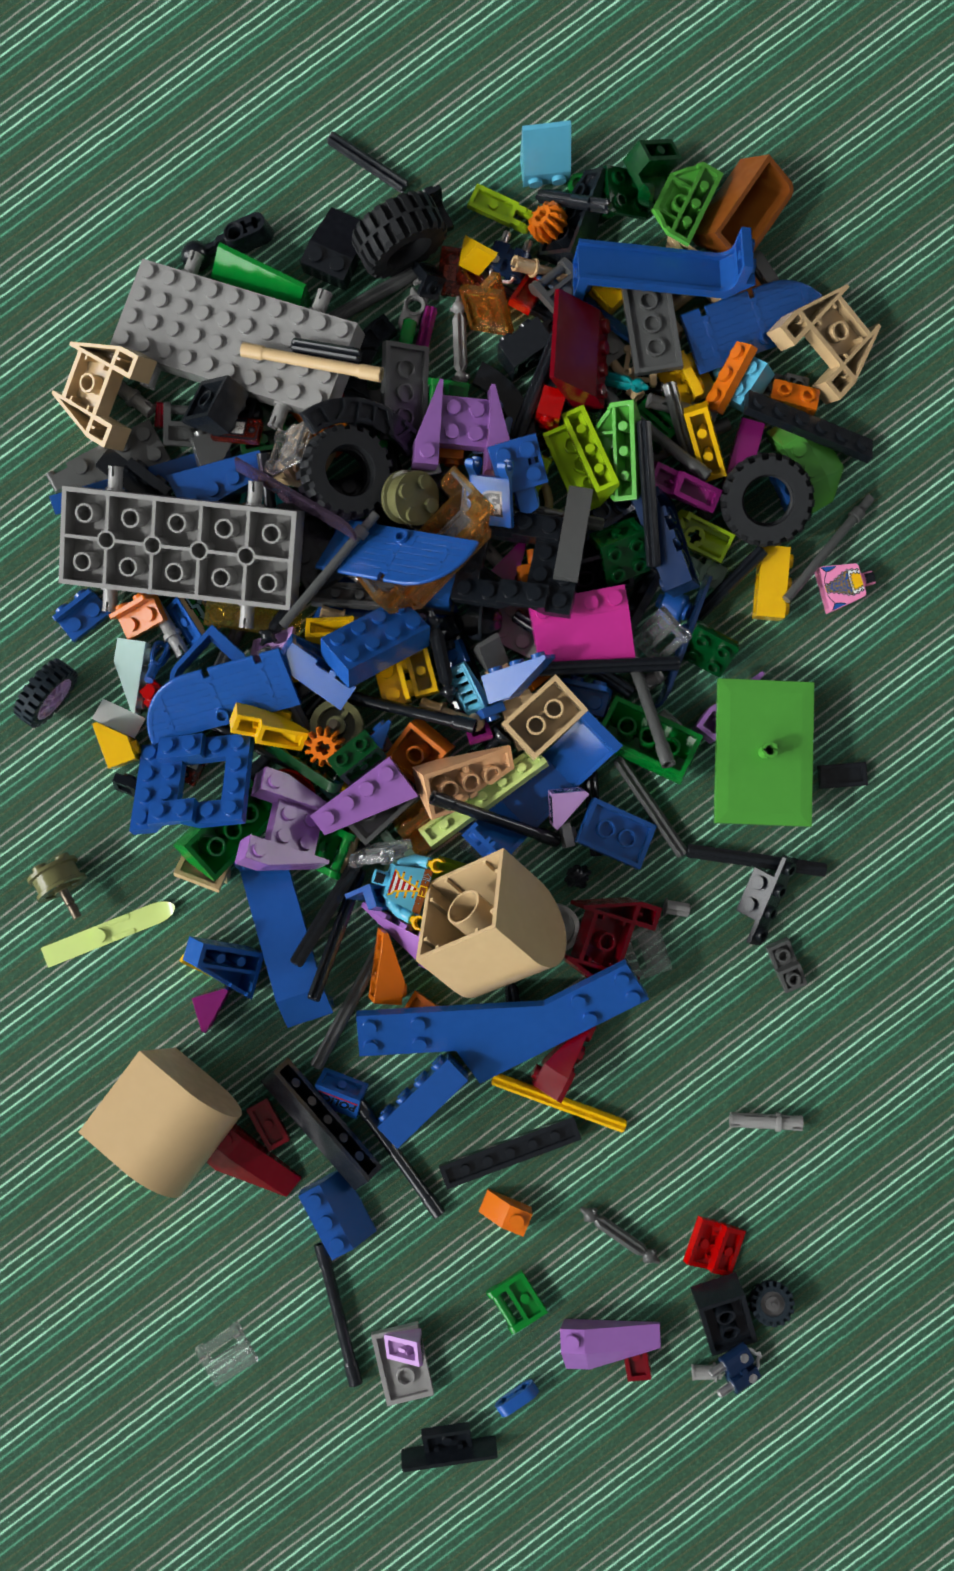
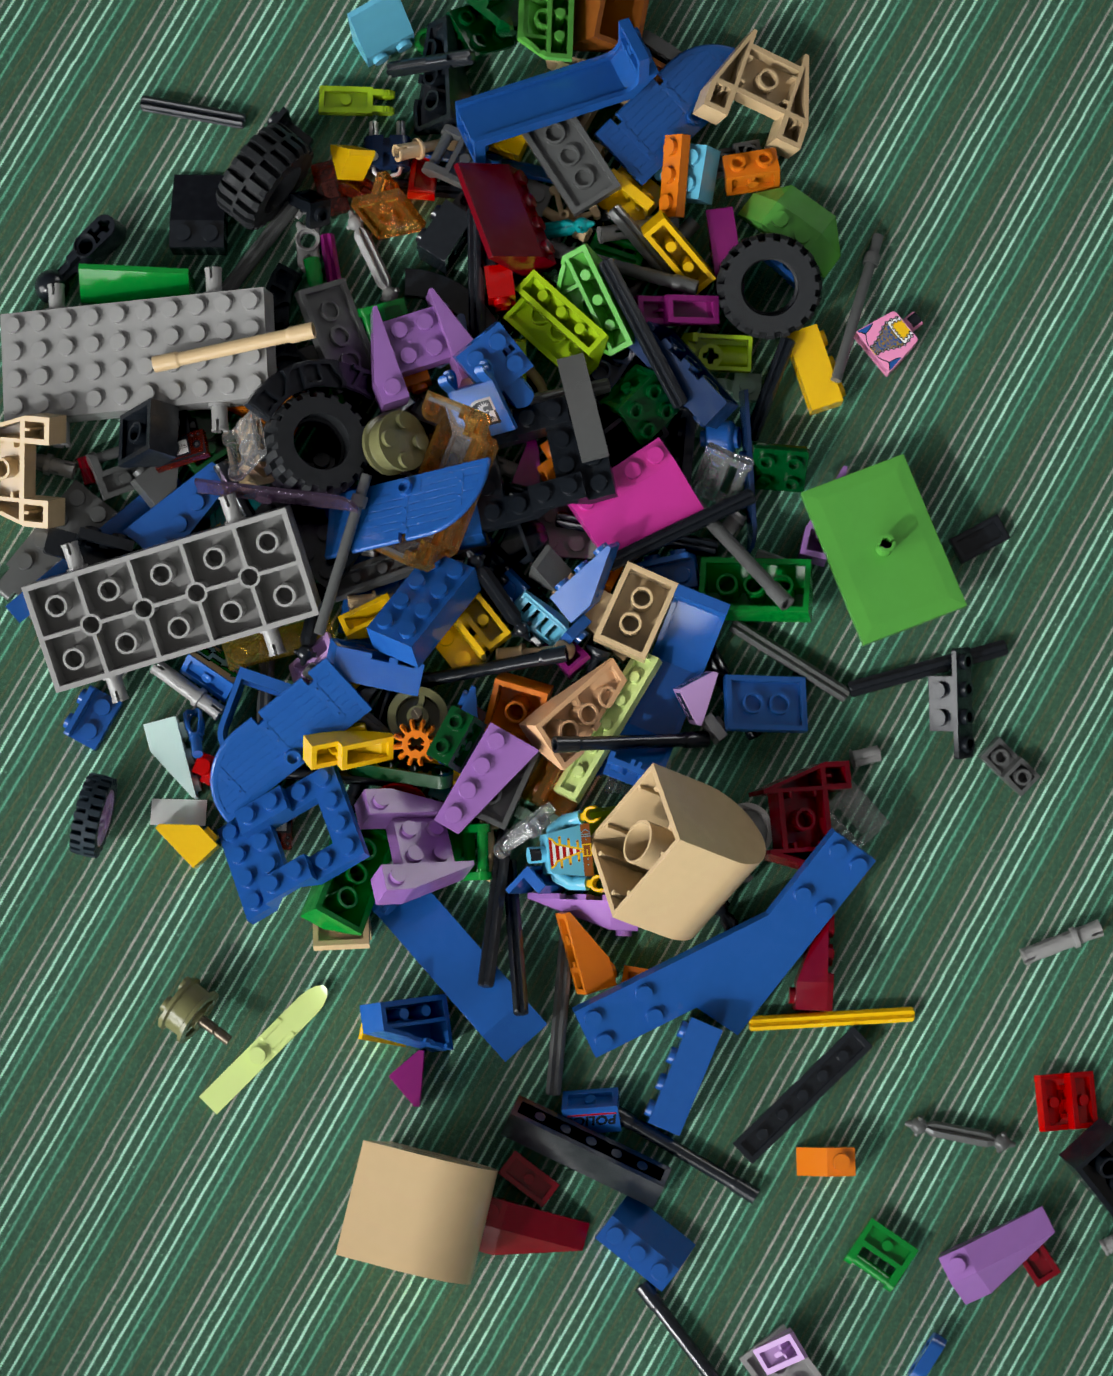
camera: 20 degrees left, 5 degrees down
(125, 783) = (218, 878): black plate -> none
(139, 615) = (156, 691): orange bracket -> none
(326, 350) = (244, 328): black axle -> none
(547, 222) = (412, 95): orange gear -> none
(577, 876) = (745, 767): black plant -> none
(808, 426) = (779, 191): black plate -> none

